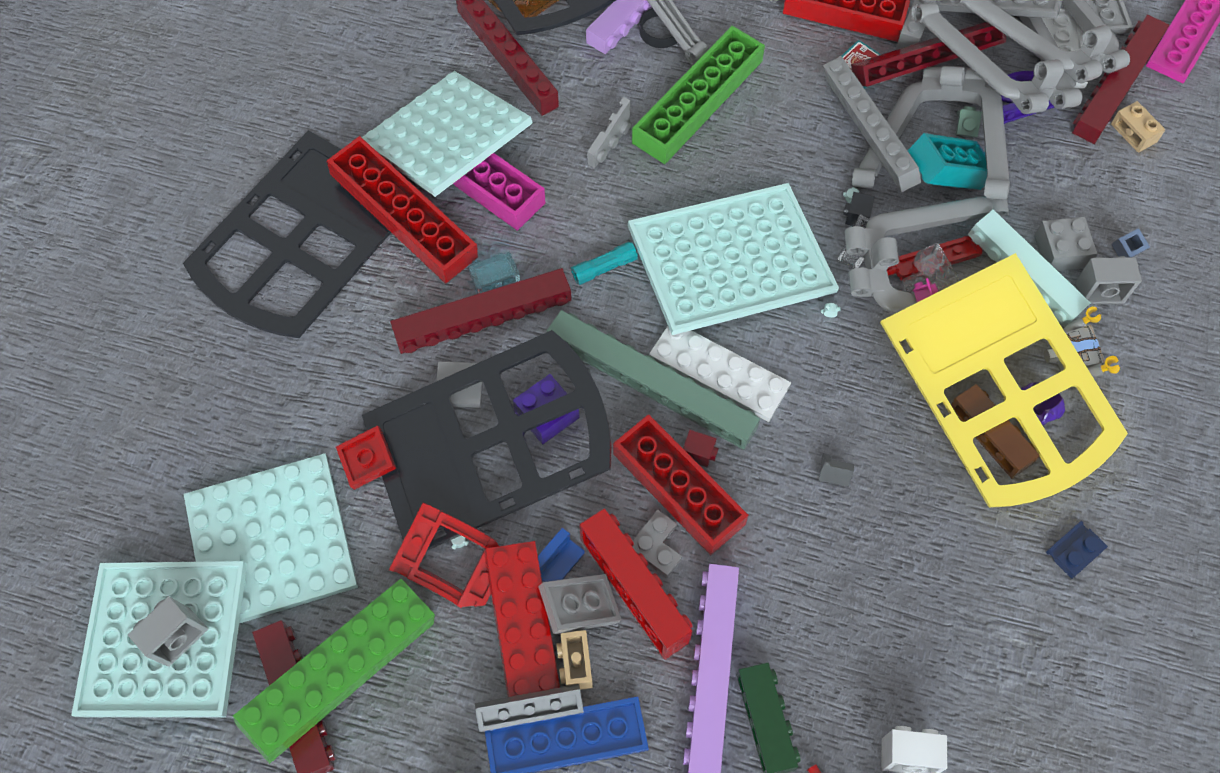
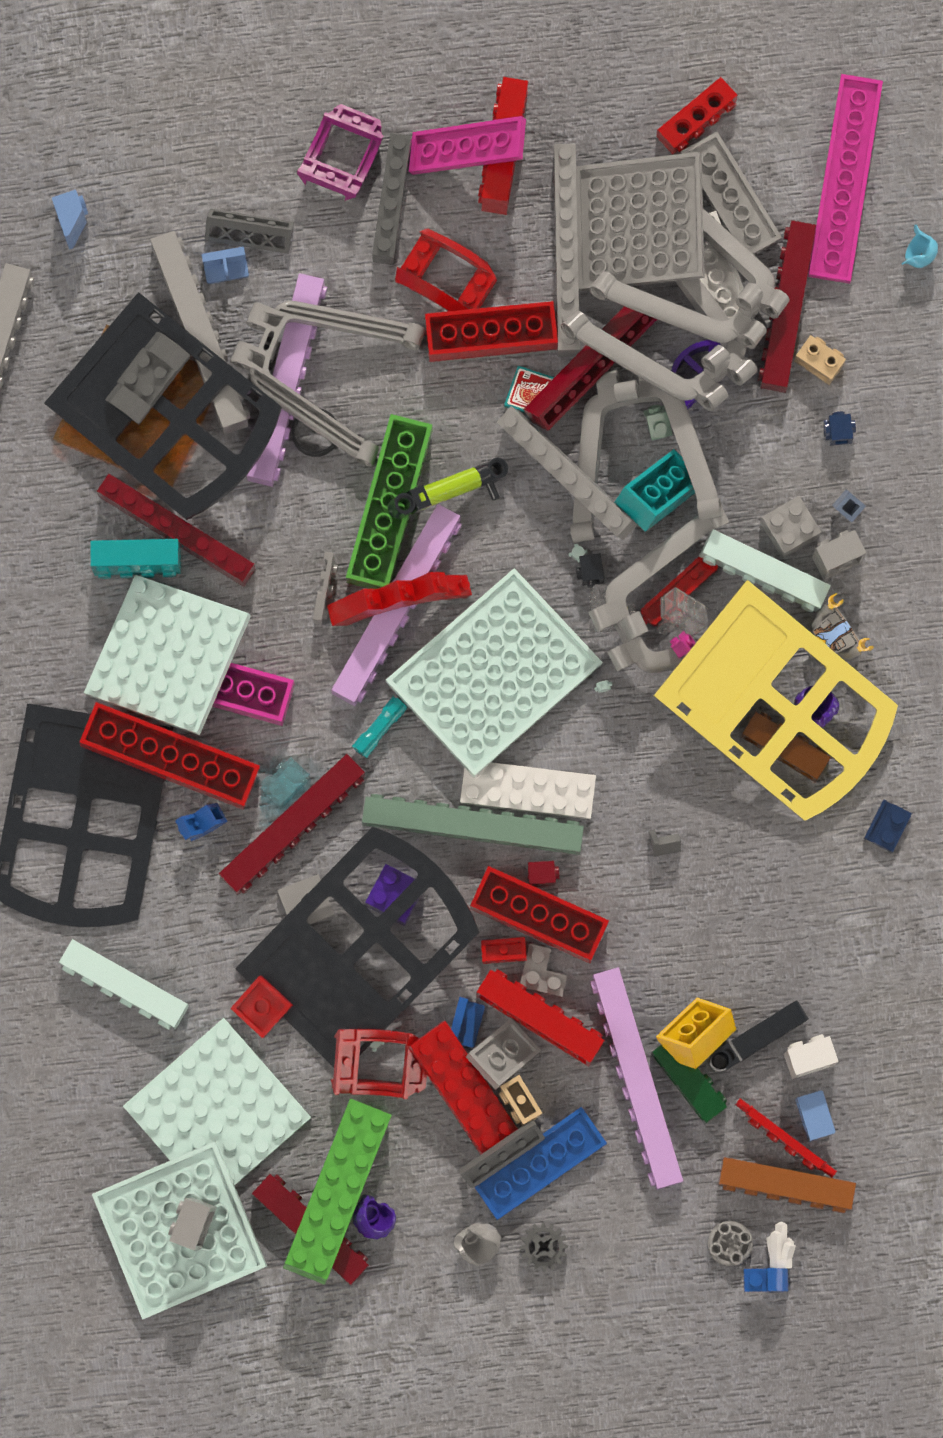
camera: 25 degrees left, 15 degrees up
(251, 385) = (123, 984): none -> light aqua brick
(361, 716) = (372, 1218): none -> dark purple hair
(399, 277) = (201, 822): none -> blue brick
(460, 51) = (135, 557): none -> teal brick
(628, 504) = (503, 950): none -> red plate
(665, 174) = (384, 626): none -> lavender brick
(674, 154) = (396, 595): none -> red arch
(728, 89) = (450, 487): none -> piece
(796, 670) = (697, 1032): none -> yellow slope
(860, 706) = (758, 1037): none -> black piece
(1139, 185) = (839, 428): none -> dark blue brick

